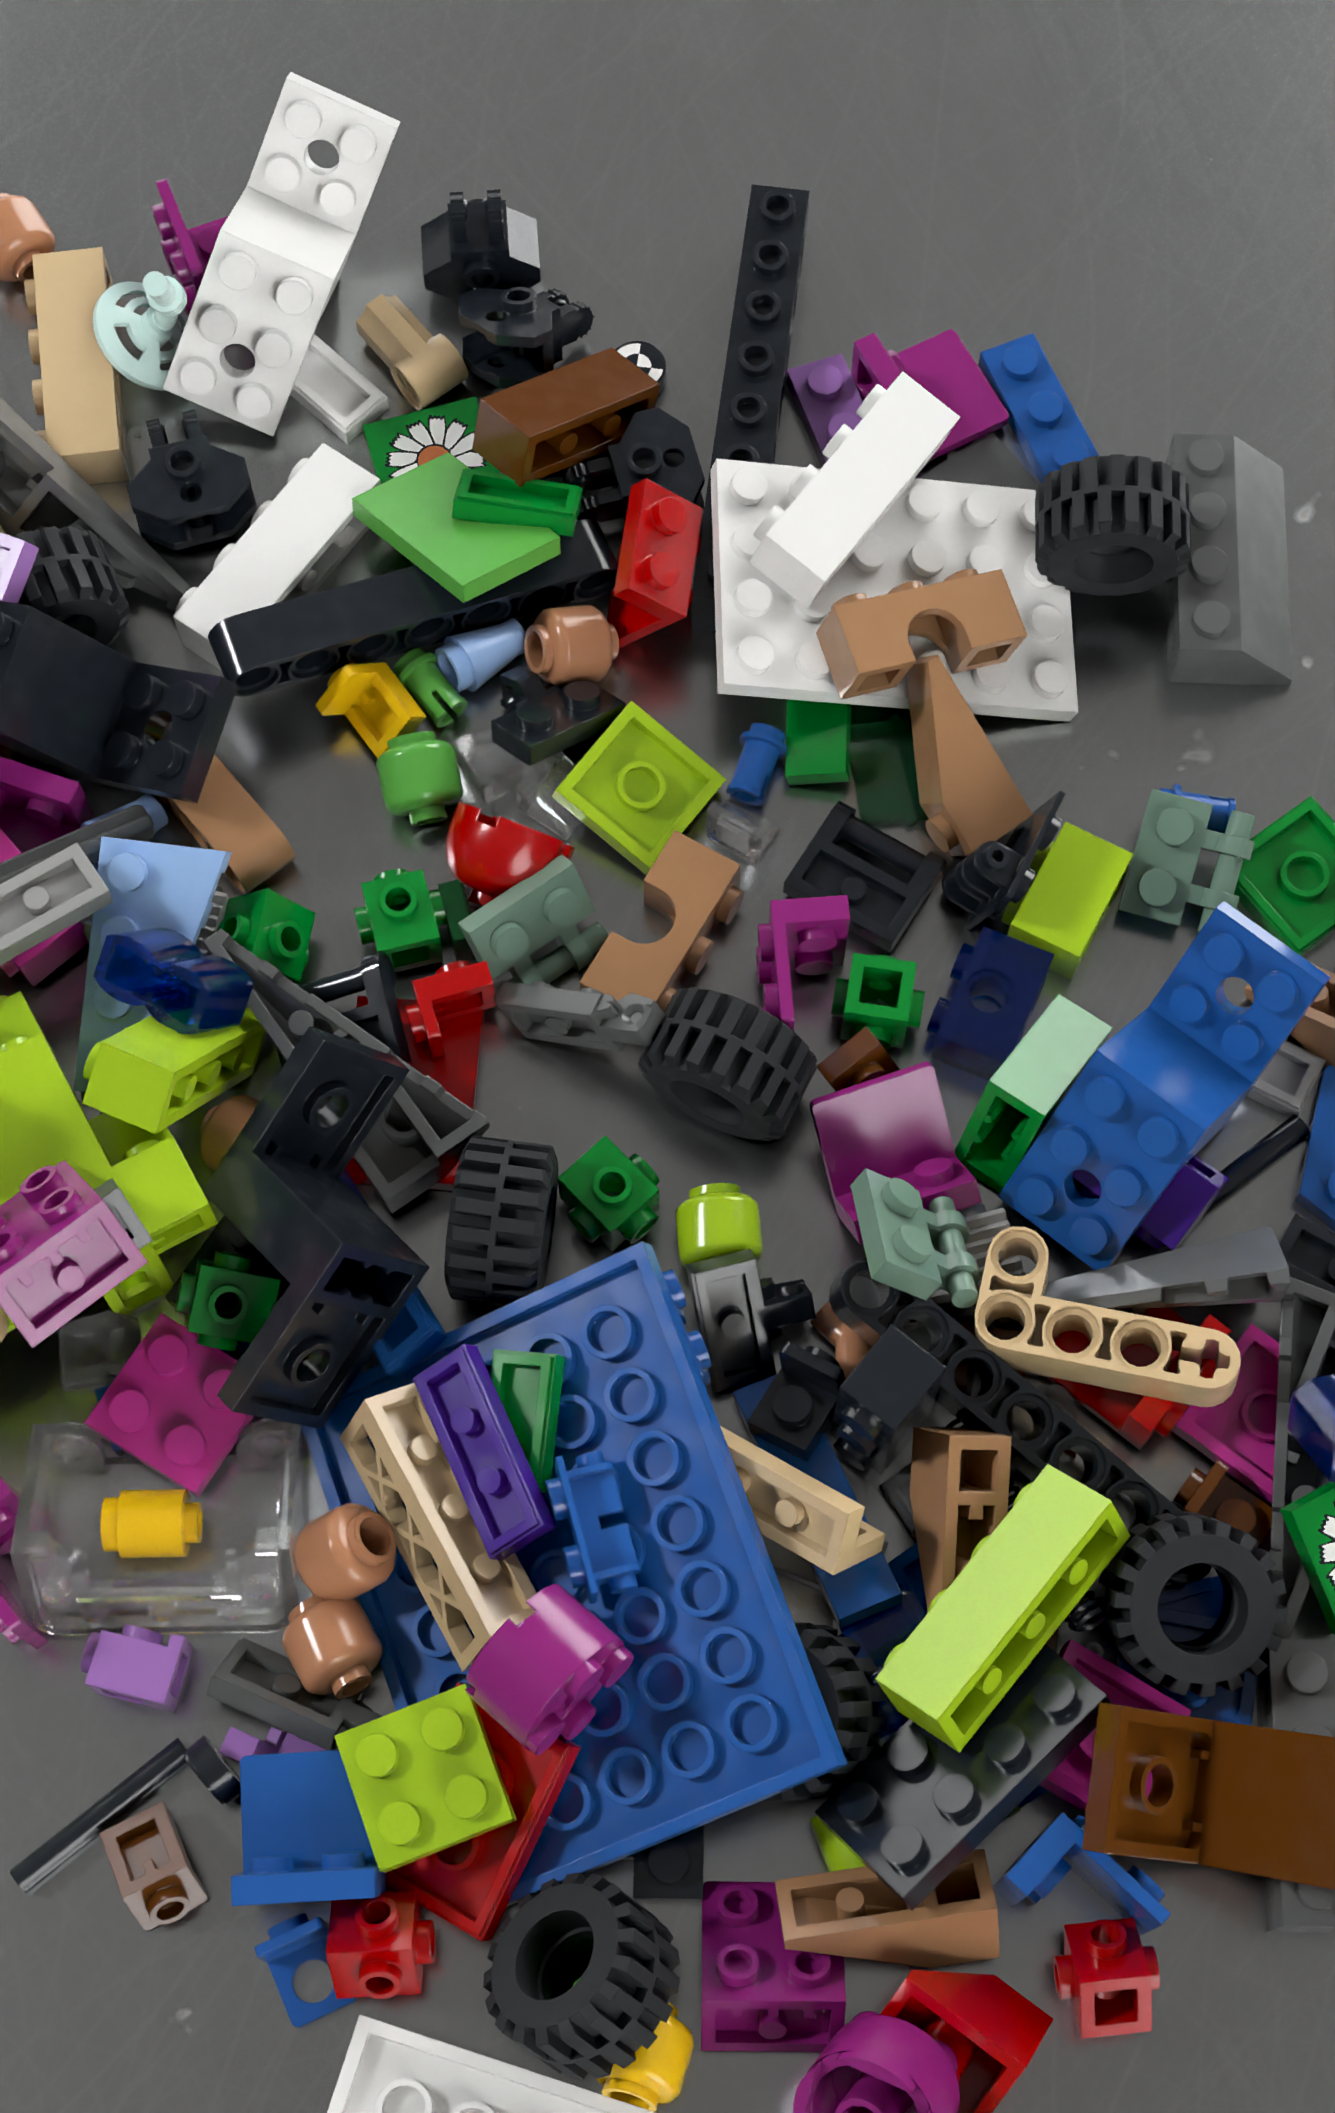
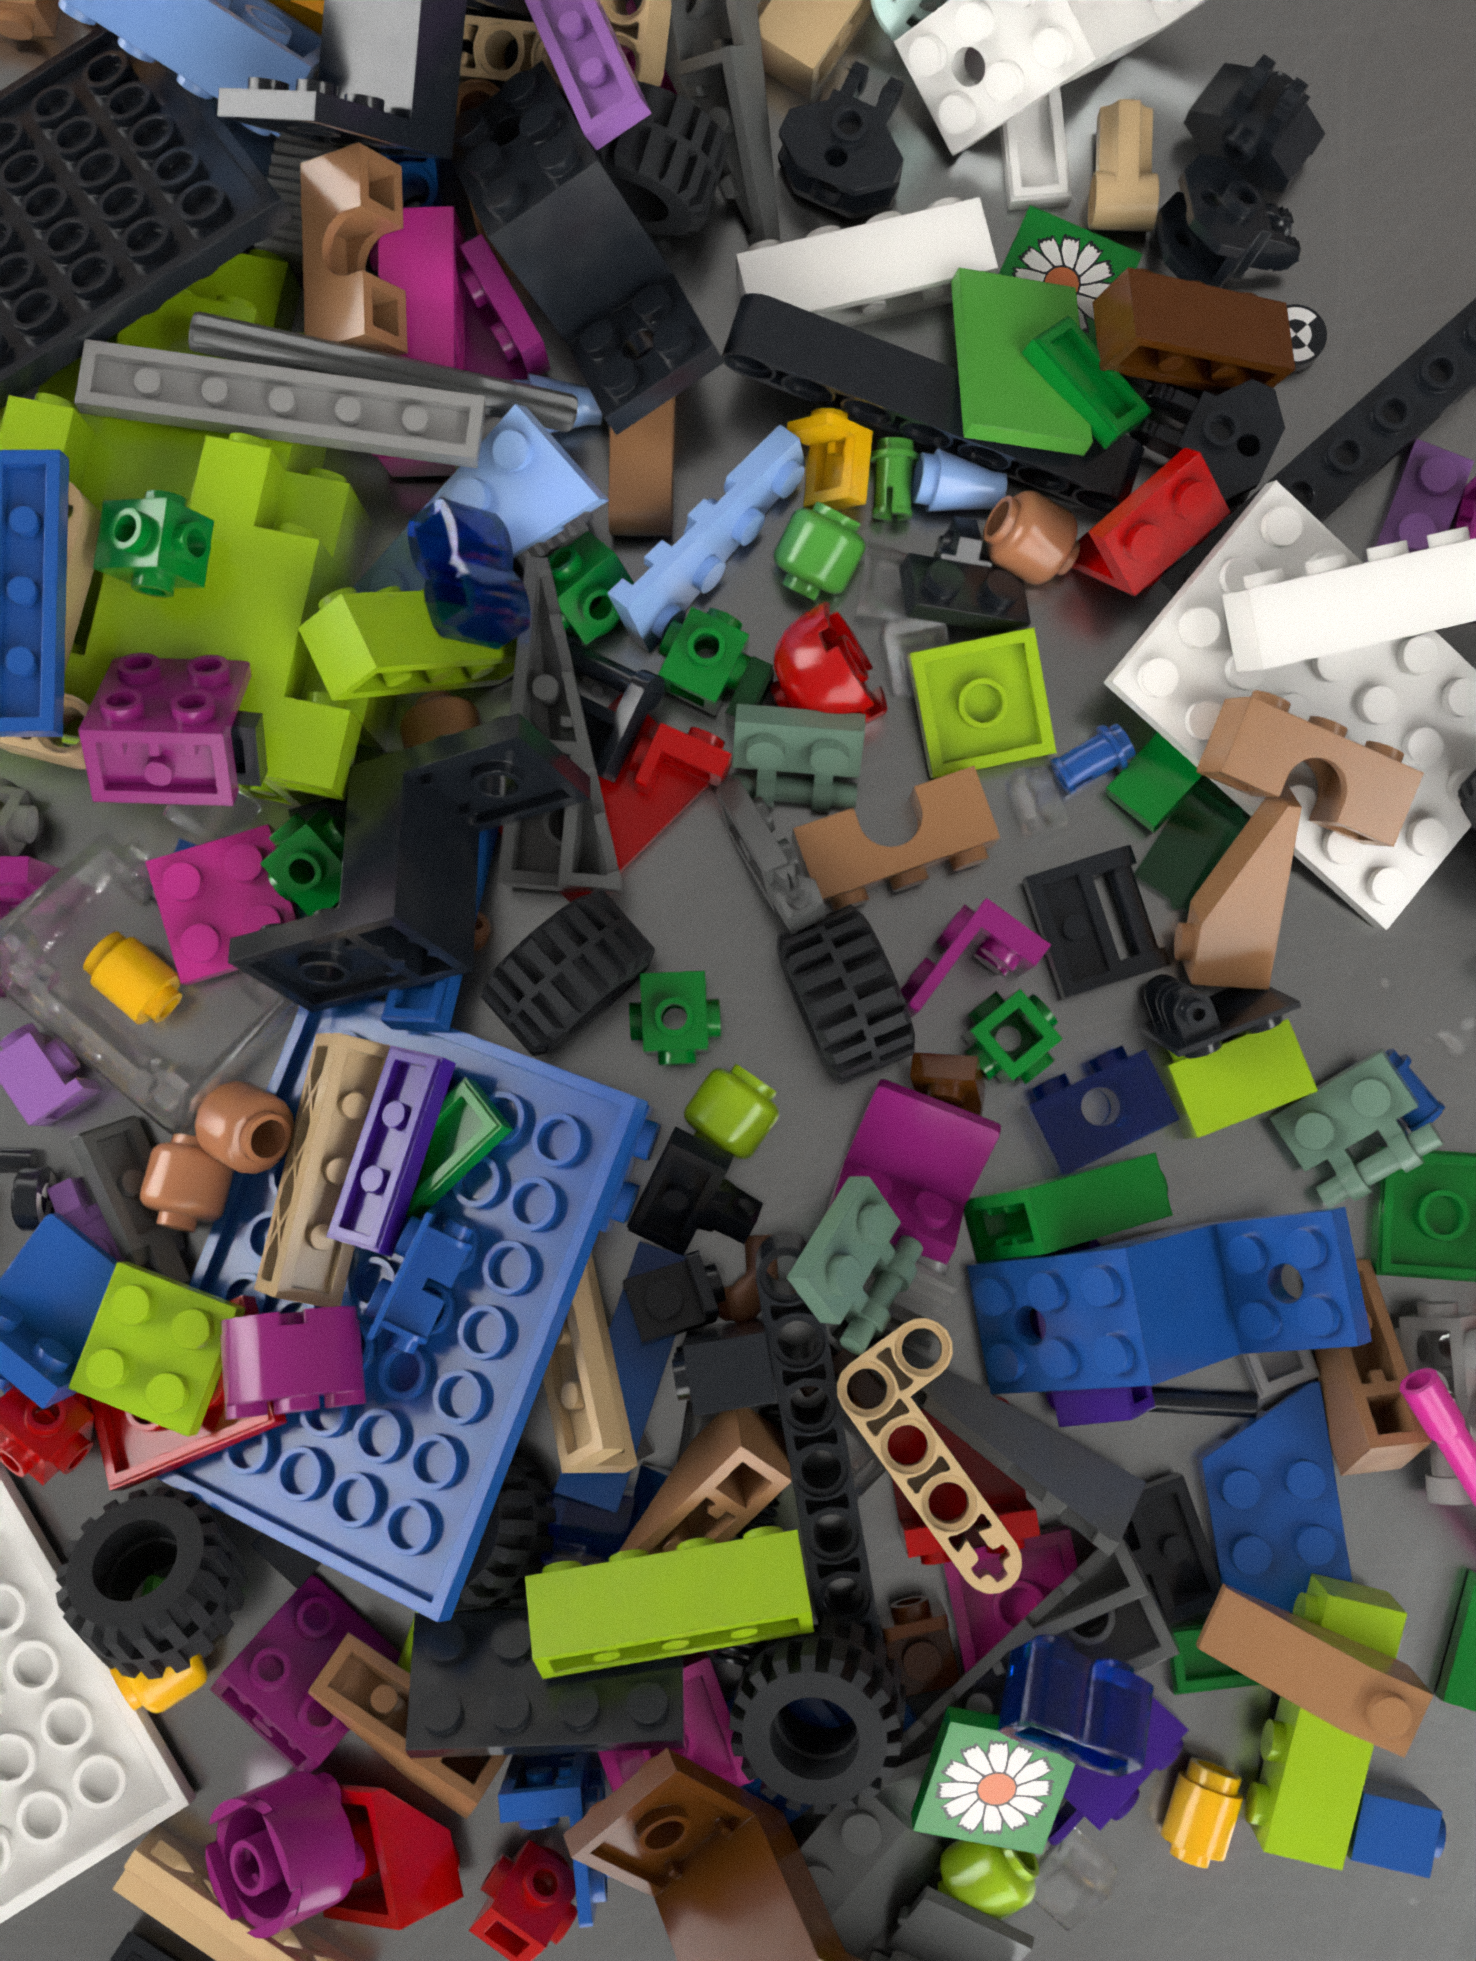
camera: 40 degrees right, 15 degrees up
(333, 857) = (709, 539): none -> light blue wing

